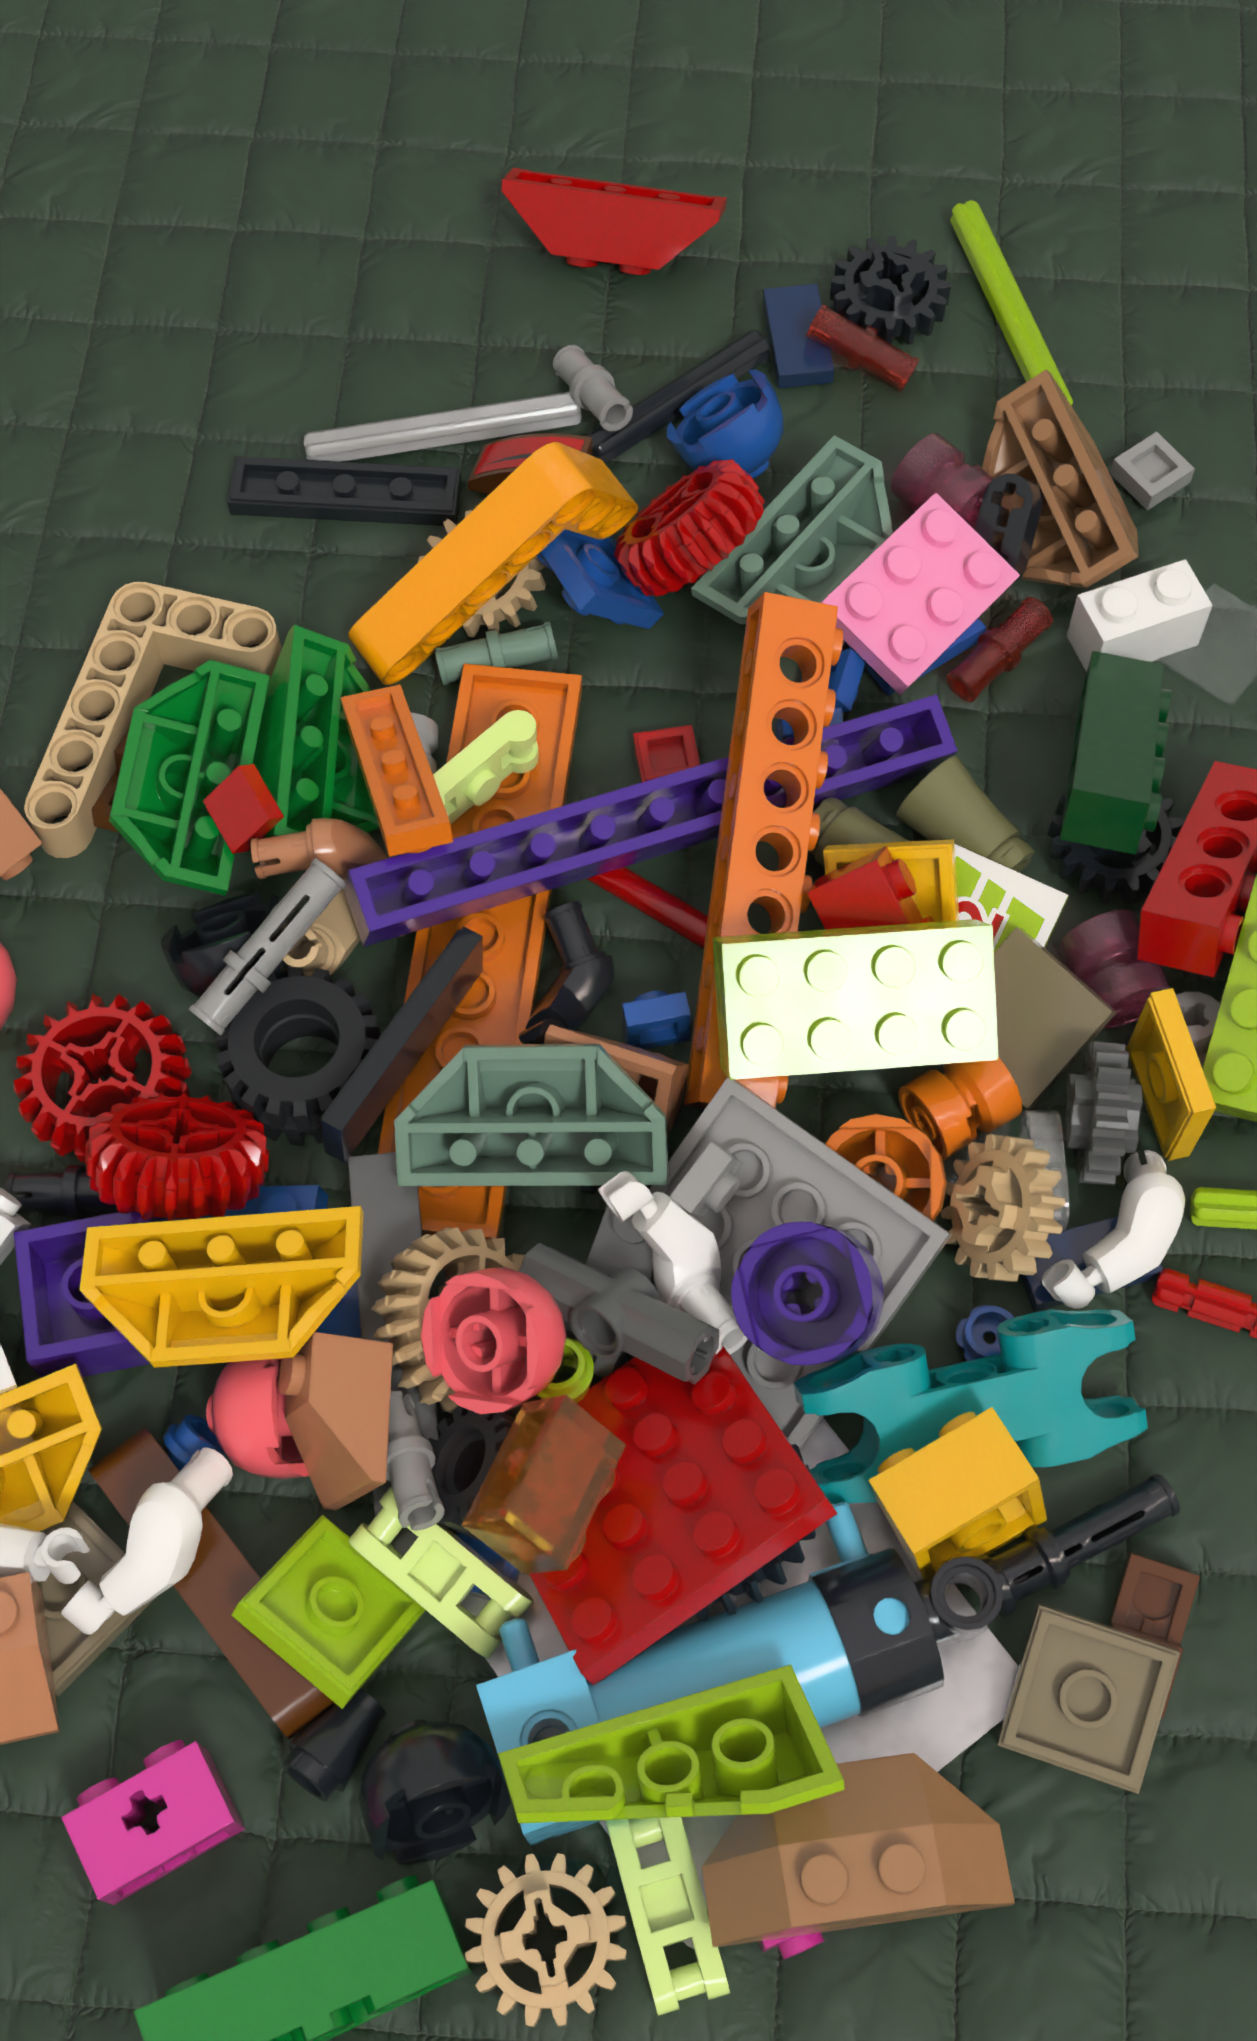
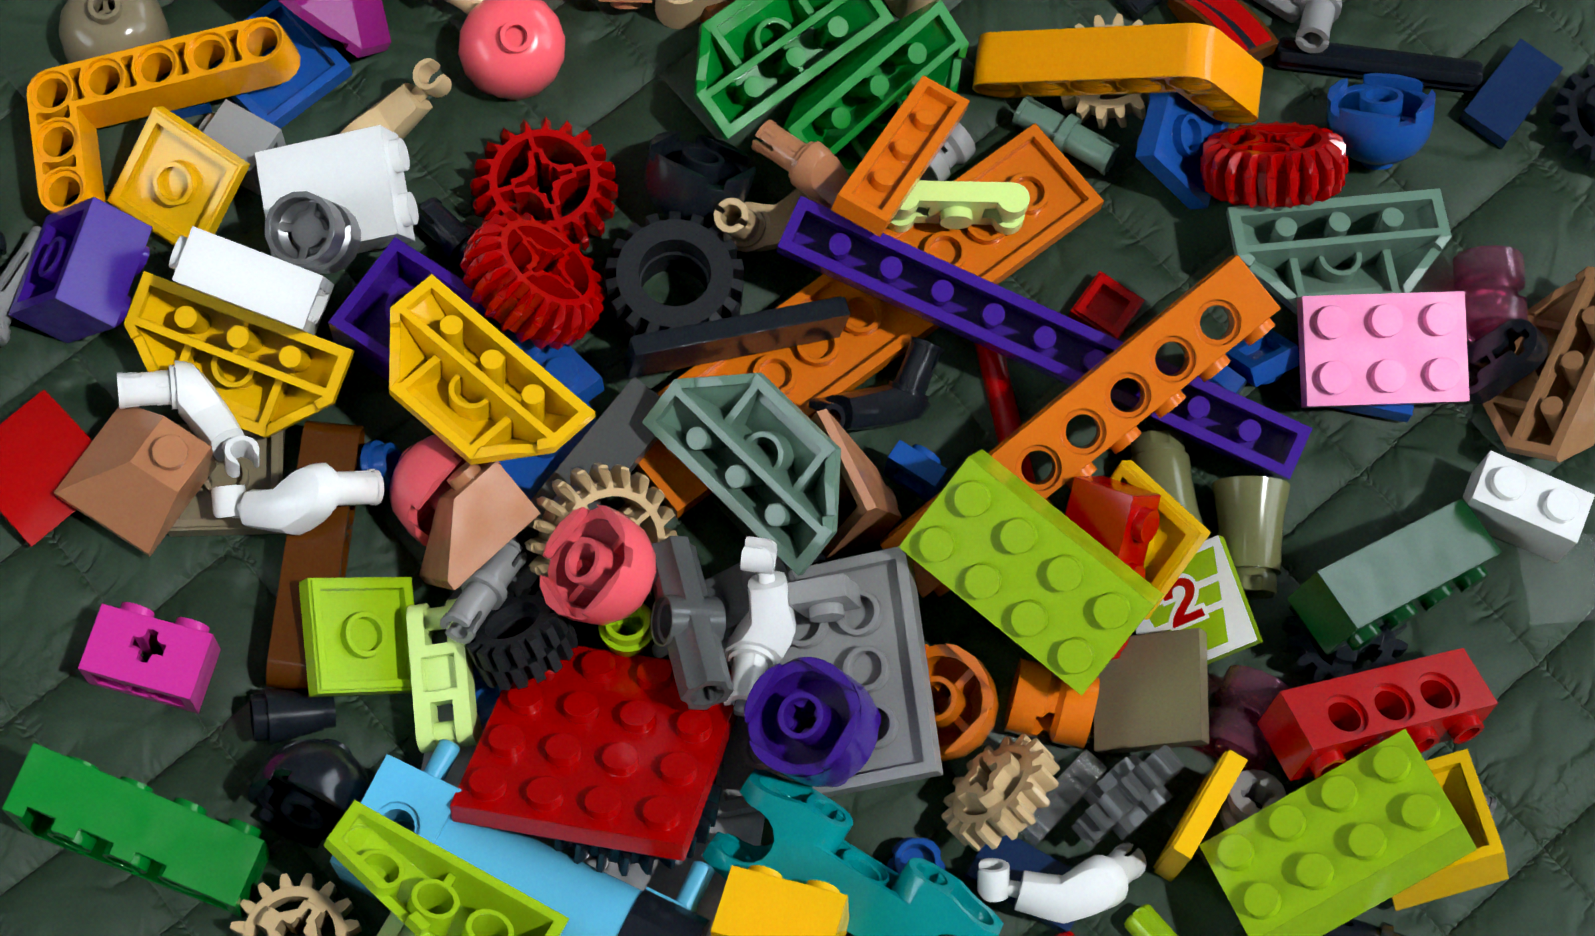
camera: 35 degrees right, 5 degrees up
(215, 1006) = (645, 210): light grey pin -> none
(243, 808) = (784, 94): red tile -> none
(545, 1485) = (538, 680): clear orange brick -> none
(862, 347) = (1542, 142): clear red pin -> none
(999, 649) = (1408, 439): clear red pin -> none

